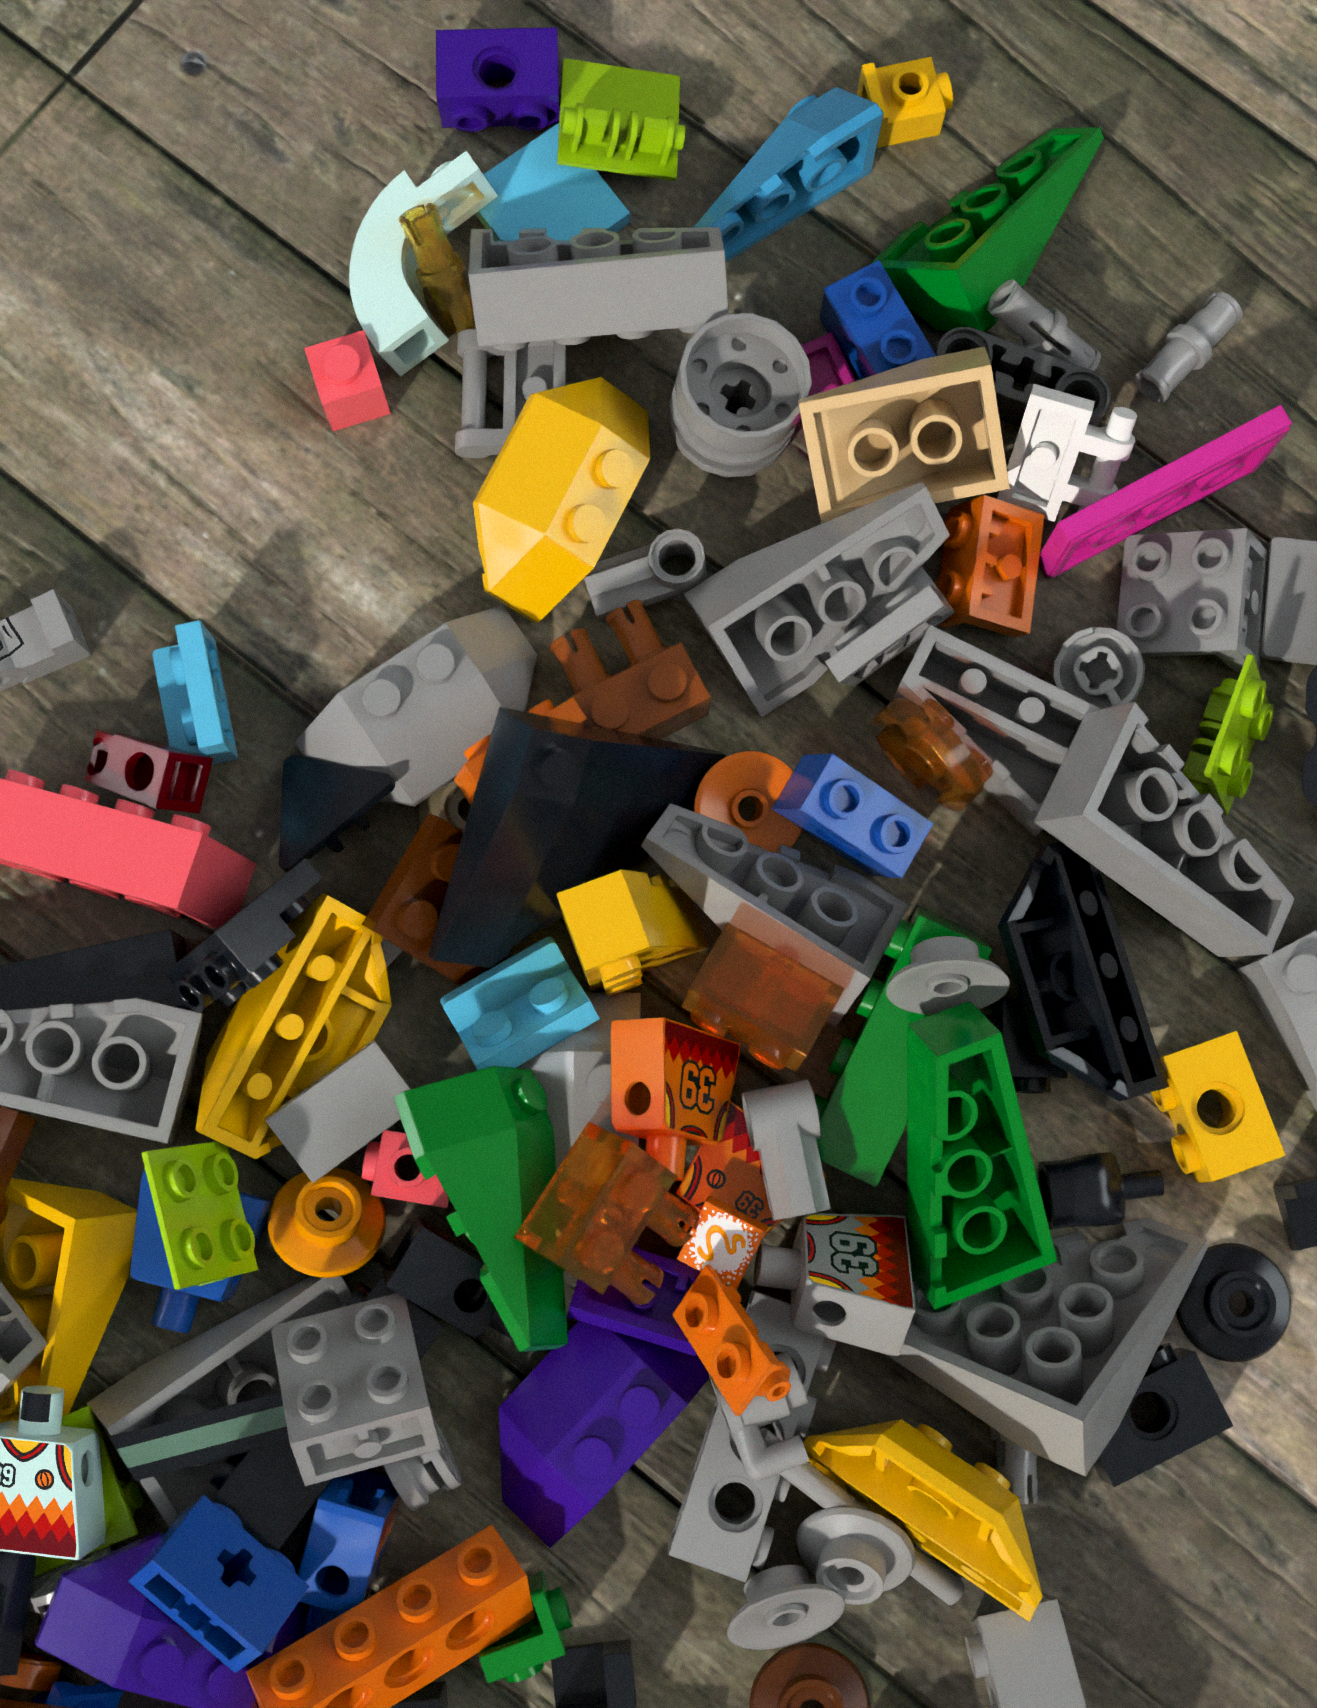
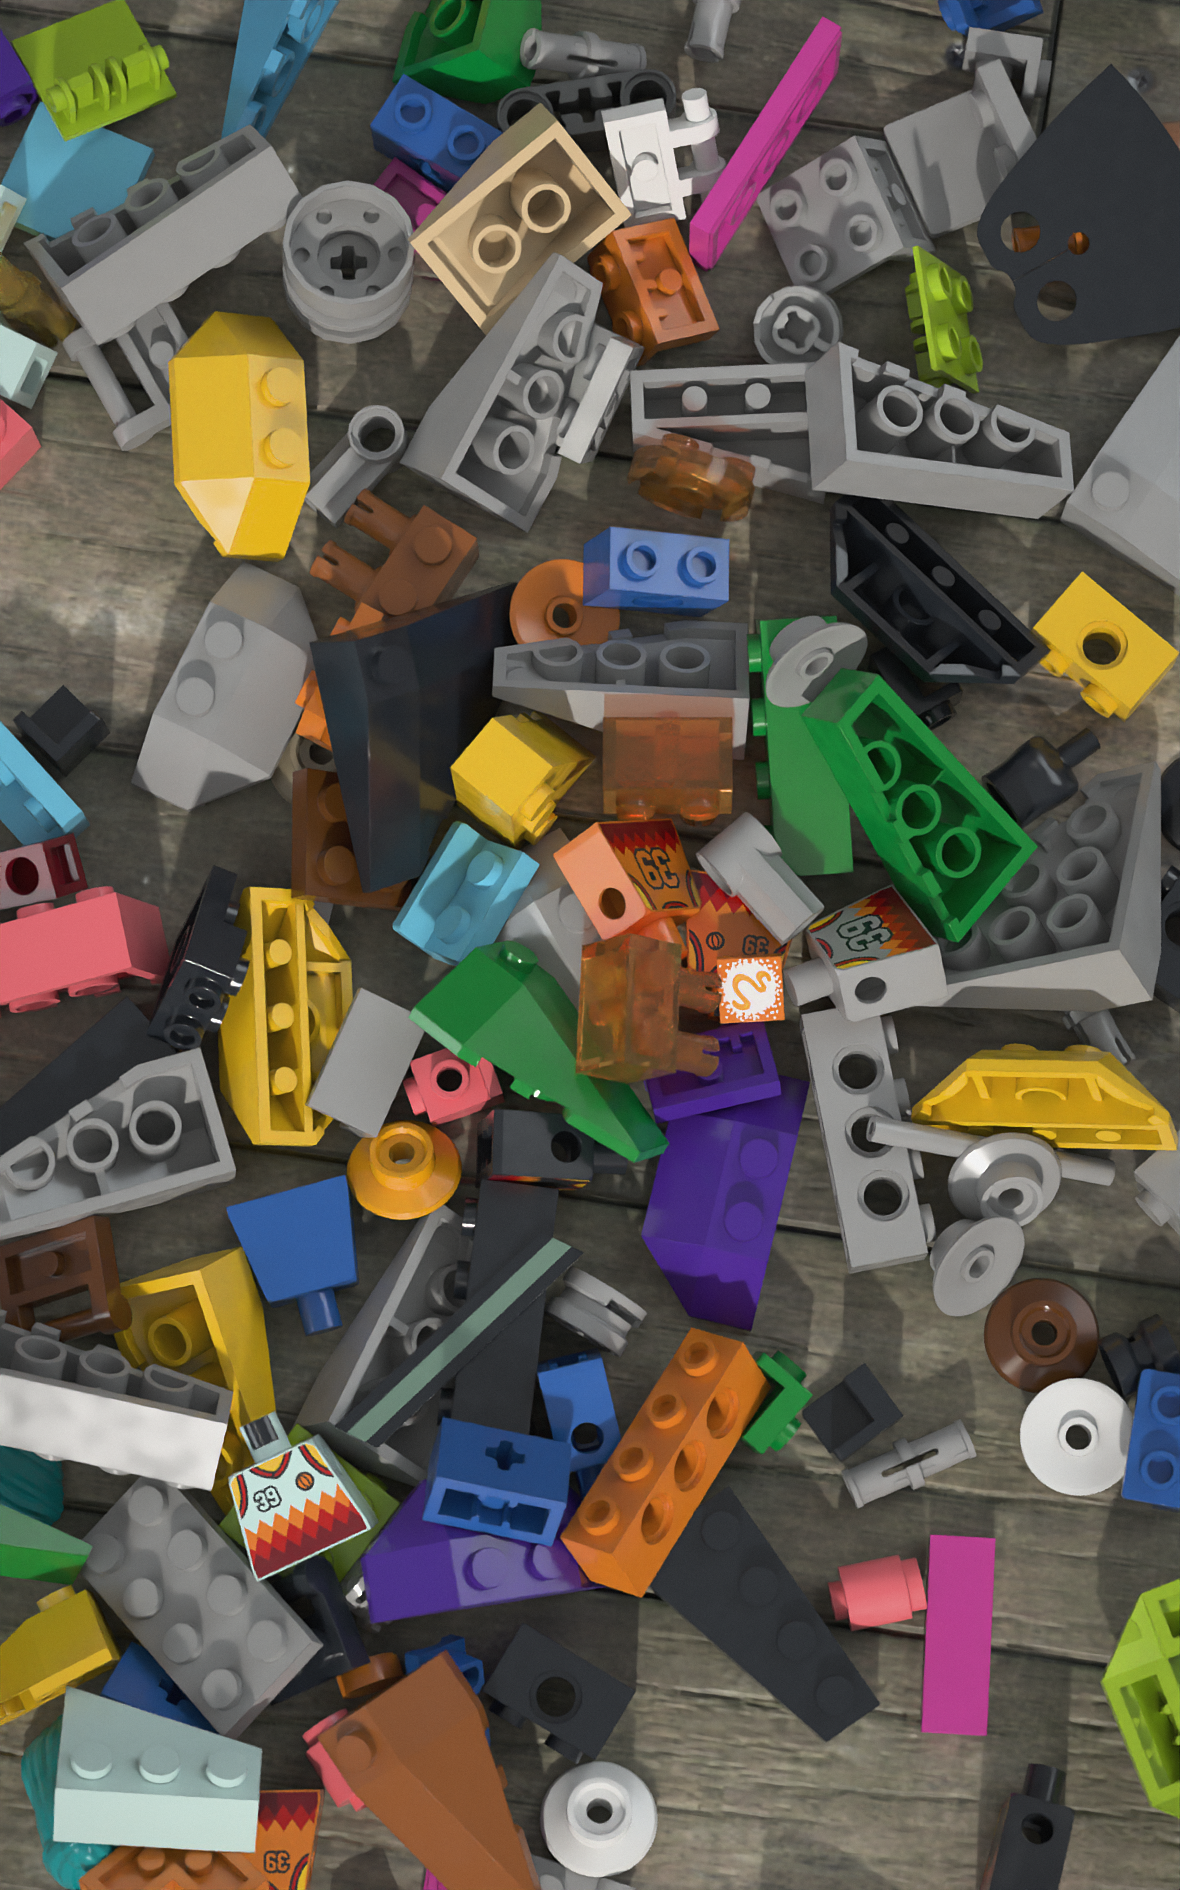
camera: 25 degrees left, 0 degrees up
(200, 1213) = (287, 1185): lime hinge -> none
(260, 664) = (63, 730): none -> black panel
(321, 803) = (192, 818): black piece -> none
(353, 1389) = (516, 1272): light grey bracket -> none
(729, 1343) = (801, 1056): orange hinge -> none
(758, 1459) = (851, 1091): light grey piece -> none

